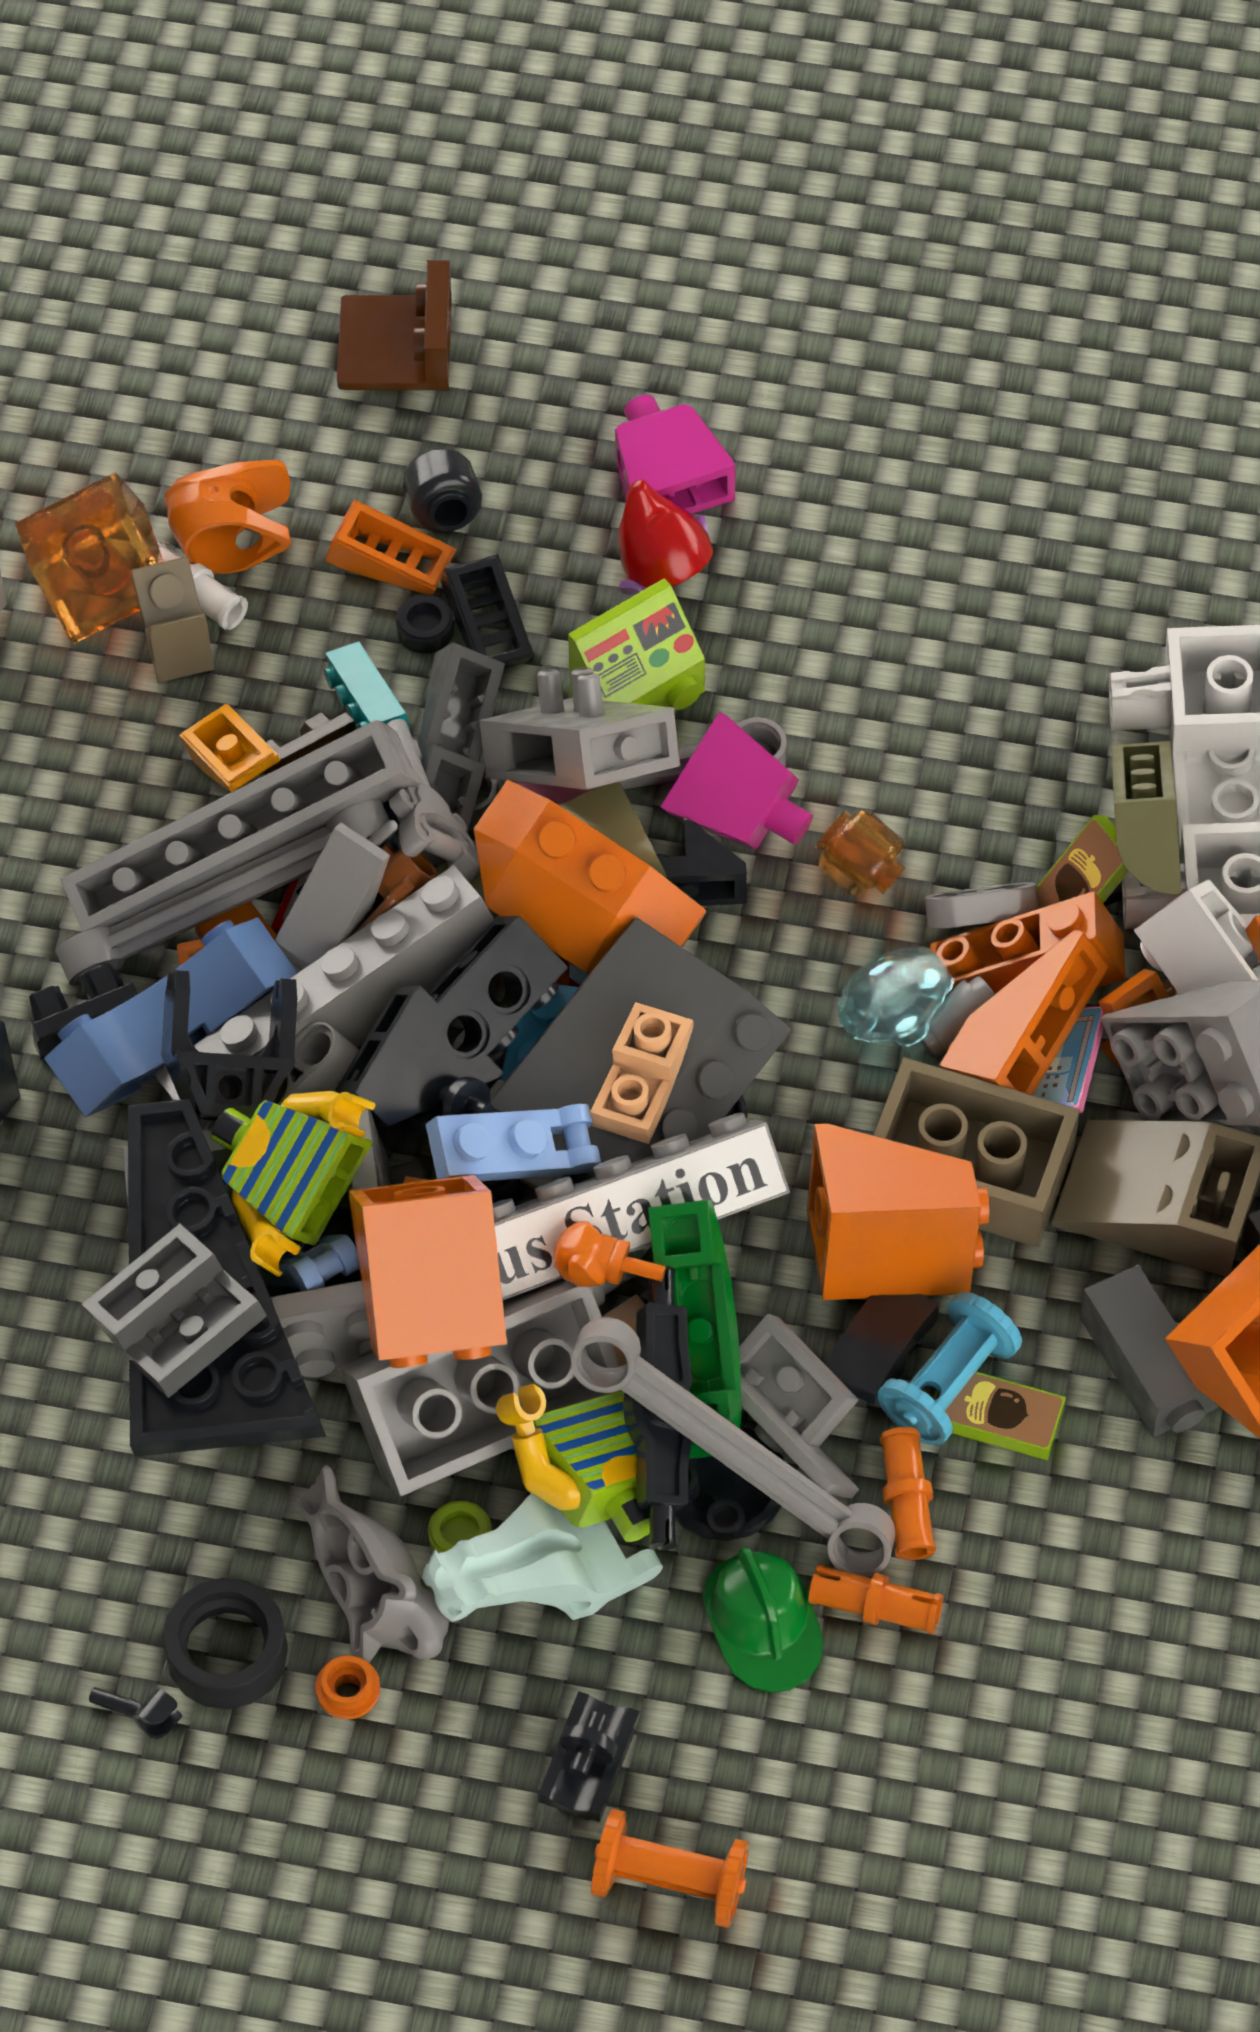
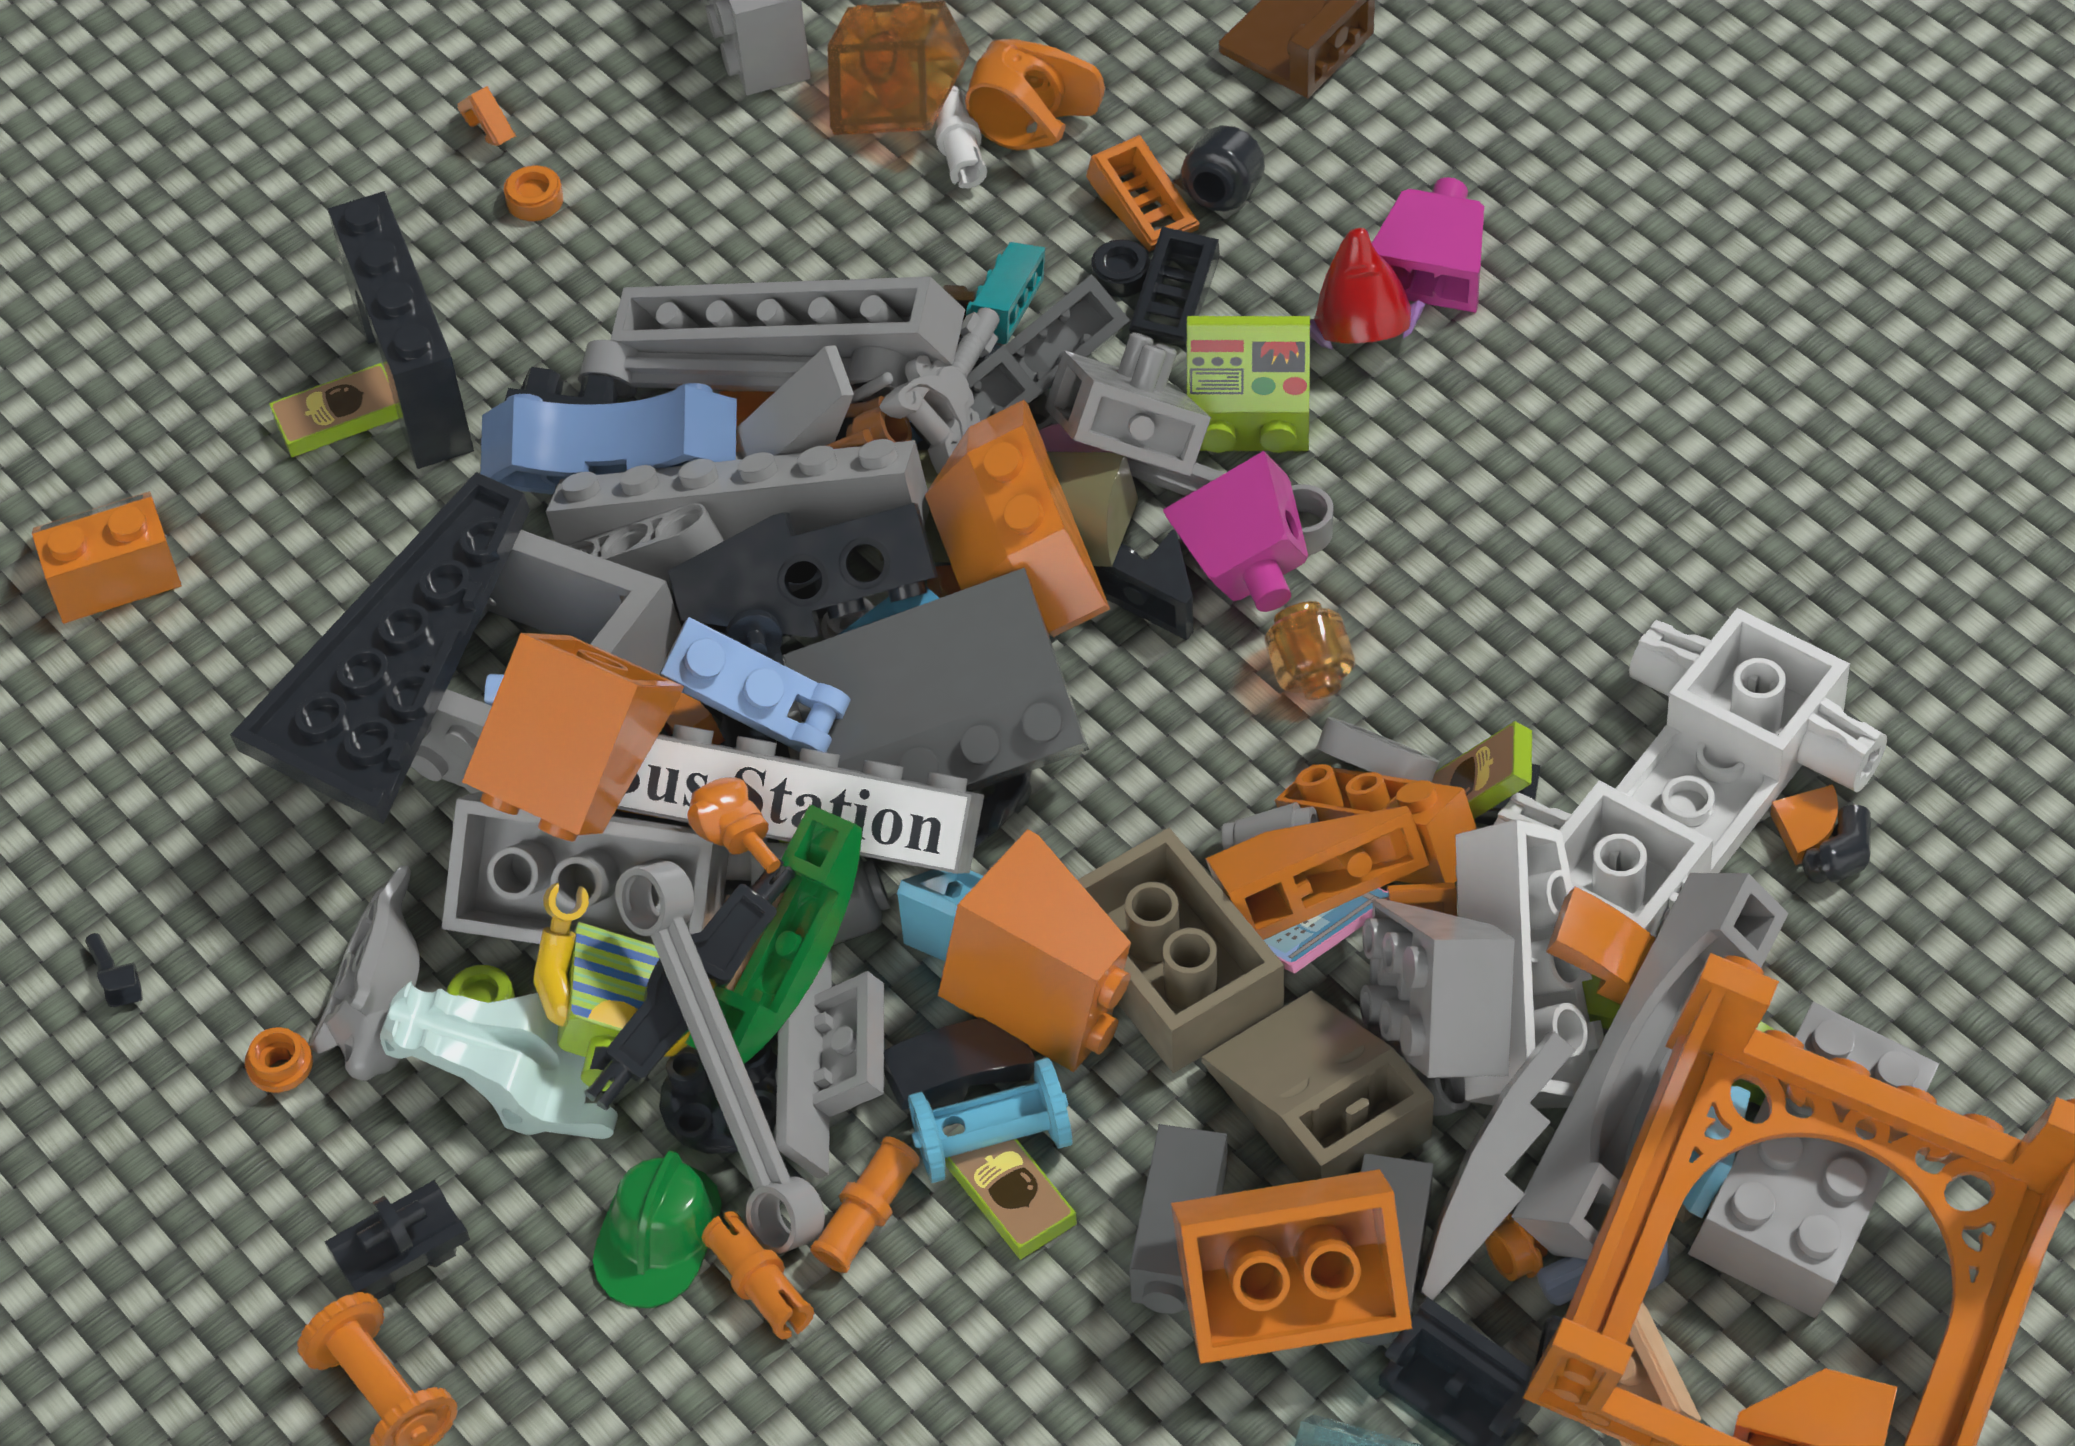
camera: 40 degrees right, 5 degrees down
(172, 619) = (908, 150): dark tan slope -> none
(174, 1310) = (351, 647): dark grey slope -> none
(213, 1599) = (200, 924): black tyre -> none
(228, 748) = (861, 258): light orange slope -> none
(249, 1077) = (560, 489): black piece -> none
(291, 1167) = (545, 586): torso -> none
(642, 1072) = (927, 692): light nougat slope -> none
(772, 1237) = (930, 906): none -> medium azure slope
(894, 997) = (1230, 784): clear light blue dish -> none
(1147, 814) = (1553, 744): olive brick -> none

